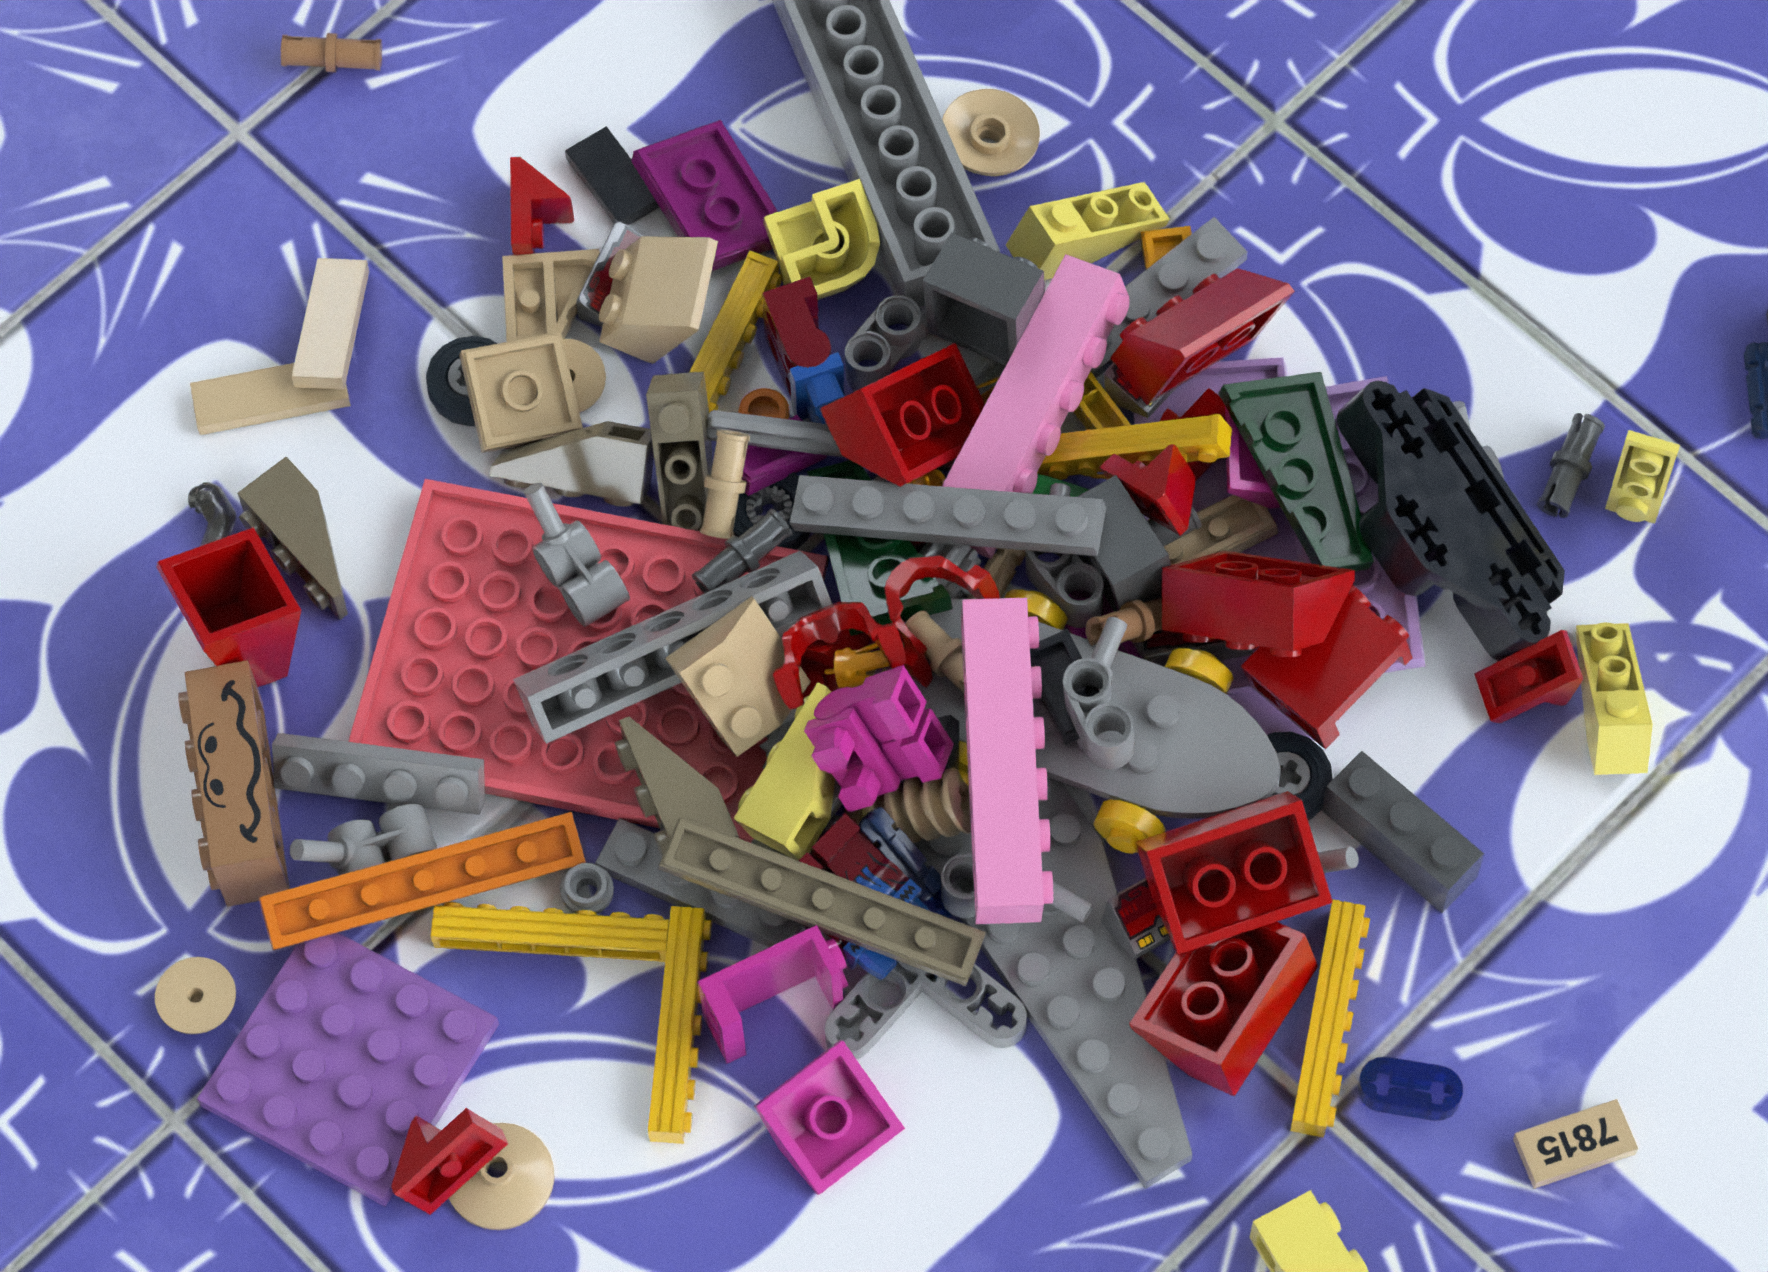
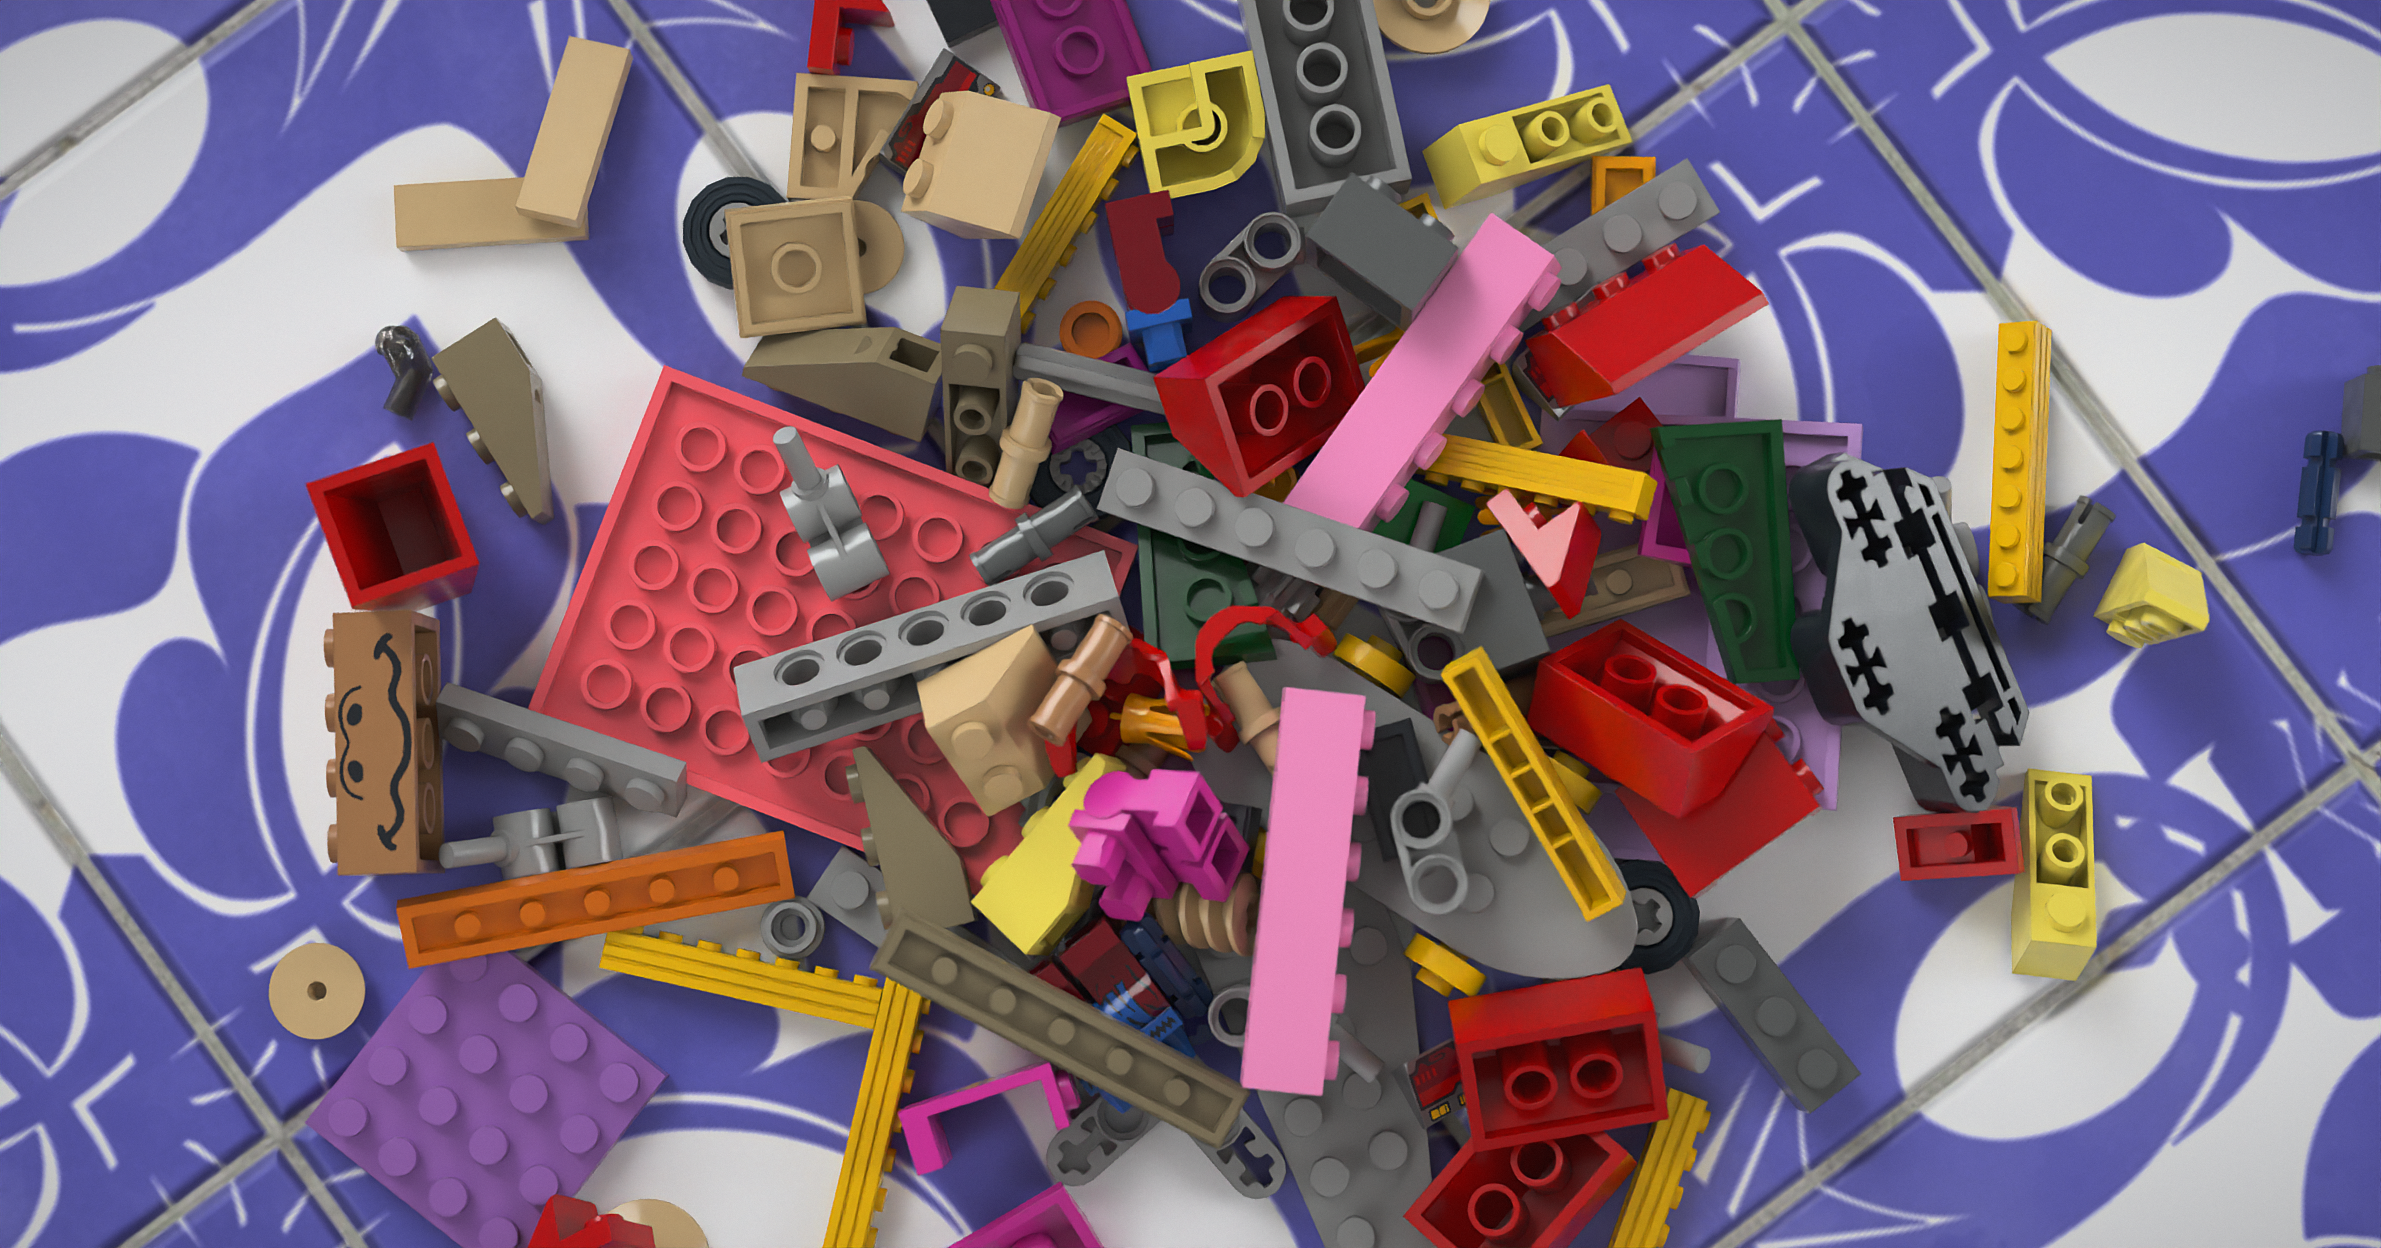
camera: 10 degrees right, 20 degrees up
(796, 627) = (1080, 680): none -> medium nougat pin
(1174, 653) = (1534, 783): none -> yellow piece
(1519, 397) = (2019, 462): none -> yellow piece

